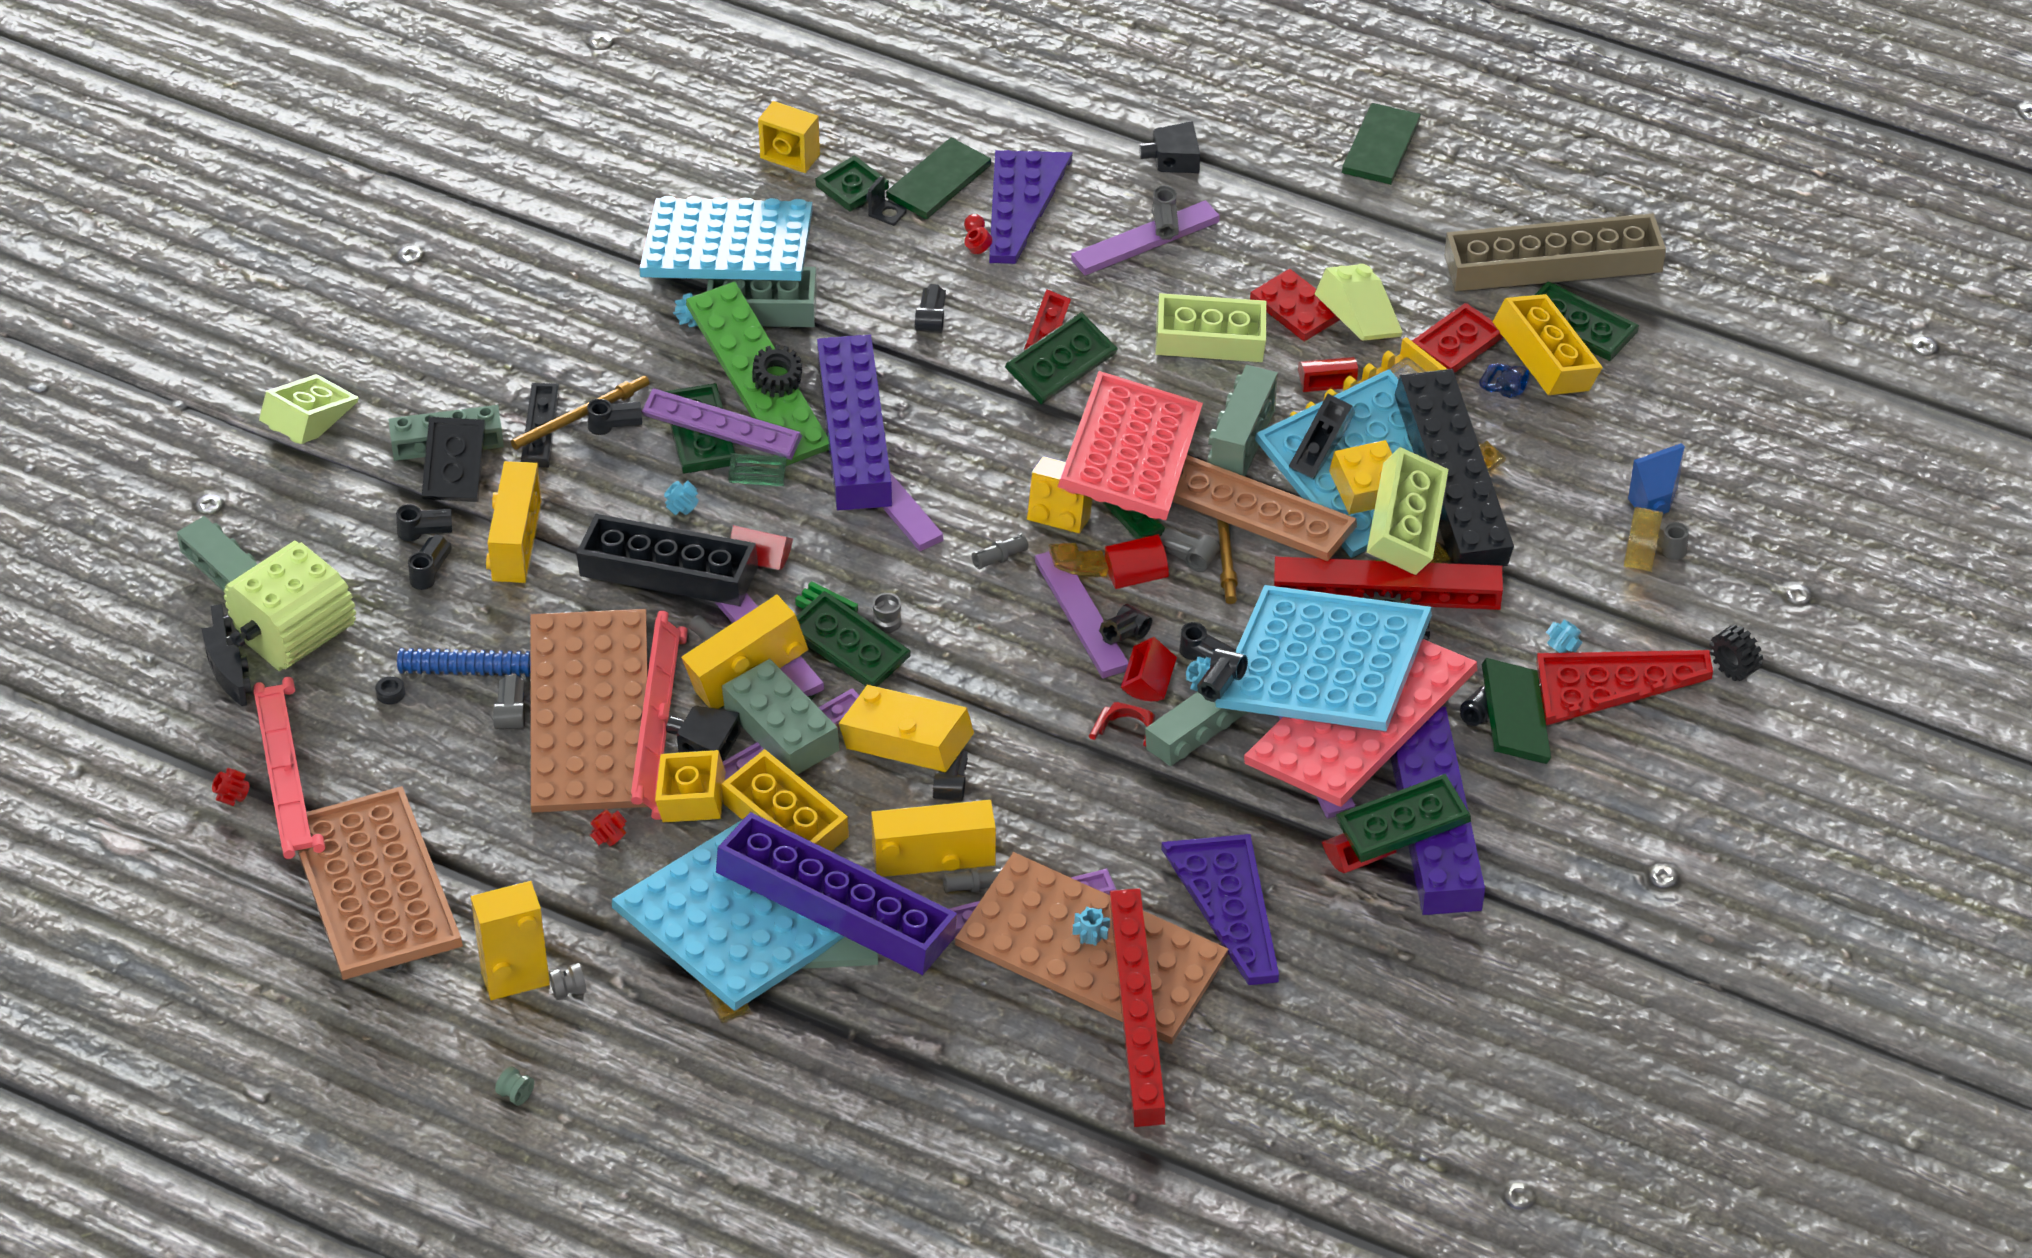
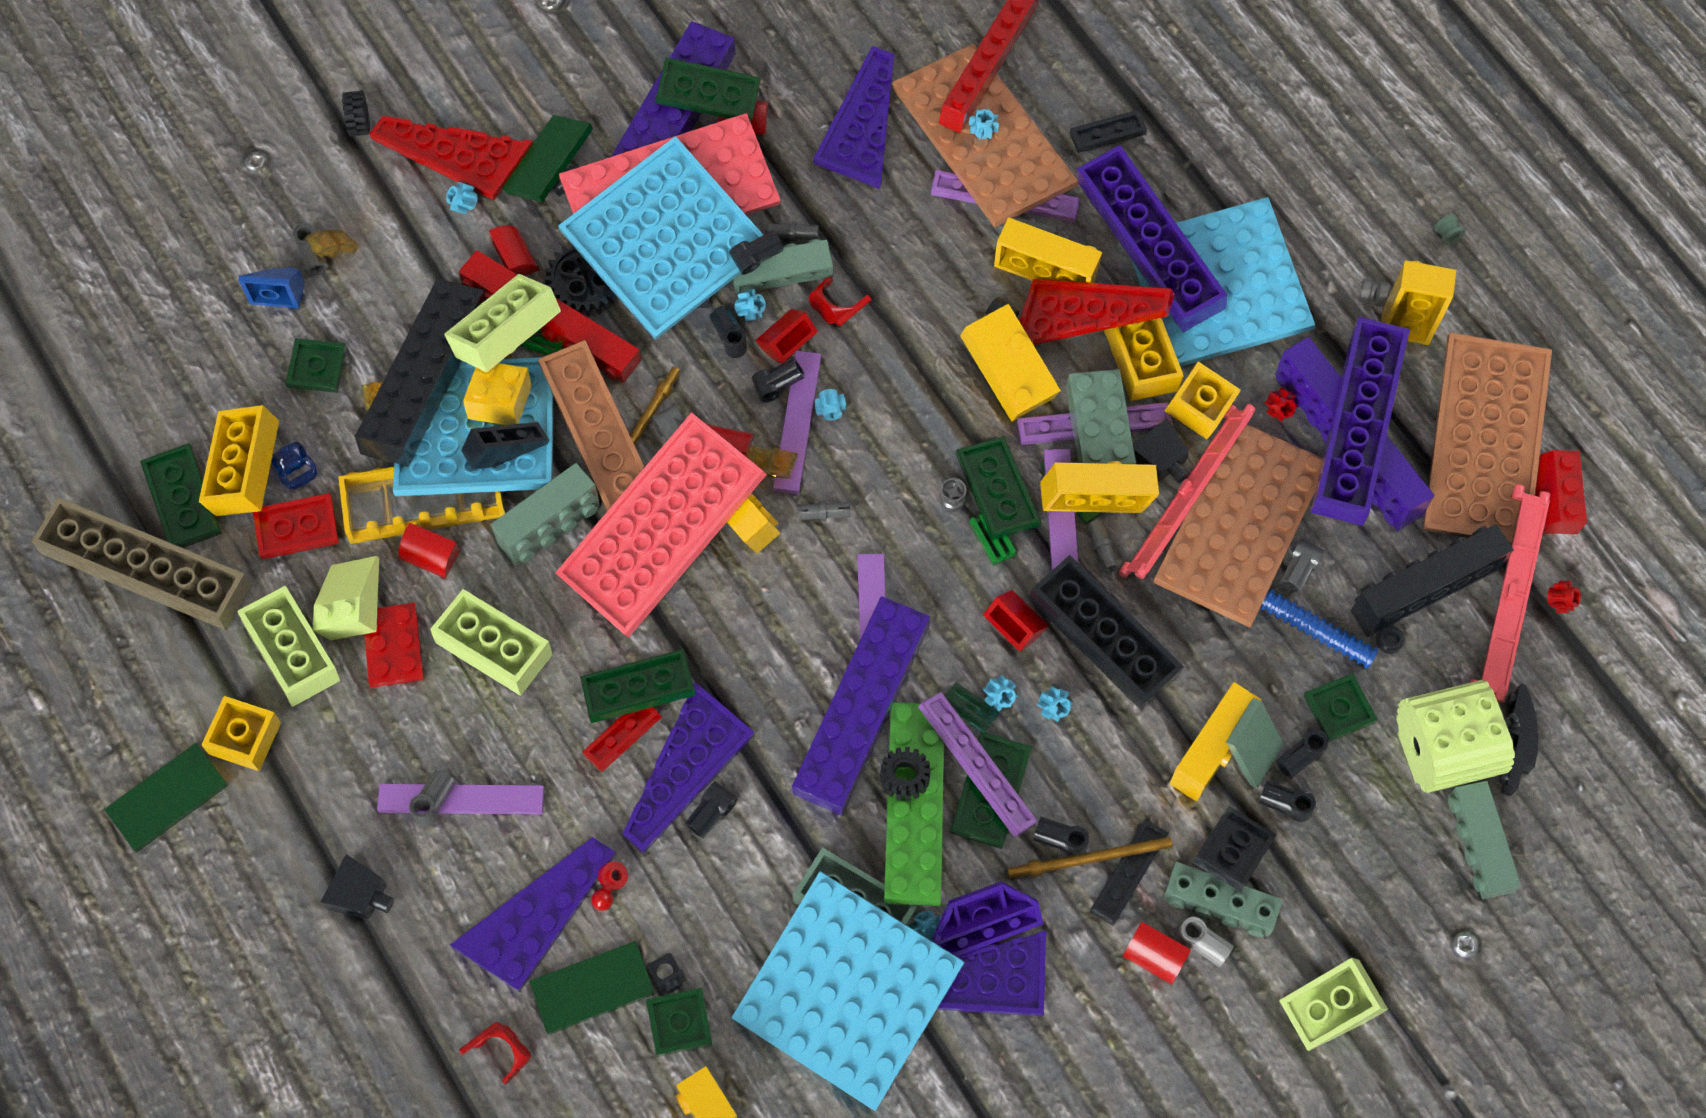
camera: 150 degrees left, 20 degrees up
(276, 881) = (1562, 477): none -> red slope
(372, 730) = (1431, 579): none -> black brick
(411, 611) = (1340, 707): none -> dark green plate
(456, 397) = (1206, 943): none -> light grey piece
(476, 525) = (1255, 742): none -> sand green tile
(483, 381) = (1156, 953): none -> brick
(513, 781) = (1360, 421): none -> dark purple brick
(518, 822) = (1316, 384): none -> dark purple brick
(614, 308) = (1001, 979): none -> dark purple wing
(644, 328) = (986, 918): none -> dark purple wedge
(736, 484) = (1000, 692): none -> medium azure gear
(850, 795) = (1072, 309): none -> red wing
(958, 1014) = (1108, 131): none -> black plate
(975, 335) = (692, 756): none -> dark purple wing
(979, 123) = (520, 1052): none -> red helmet
(1058, 629) = (830, 404): none -> medium azure gear
(1216, 764) = (794, 231): none -> dark grey pin
(1357, 189) = (241, 733): none -> yellow brick
(1393, 255) = (288, 646): none -> yellowish green brick
(1473, 620) = (513, 250): none -> red brick
(1561, 454) = (316, 365): none -> dark green plate

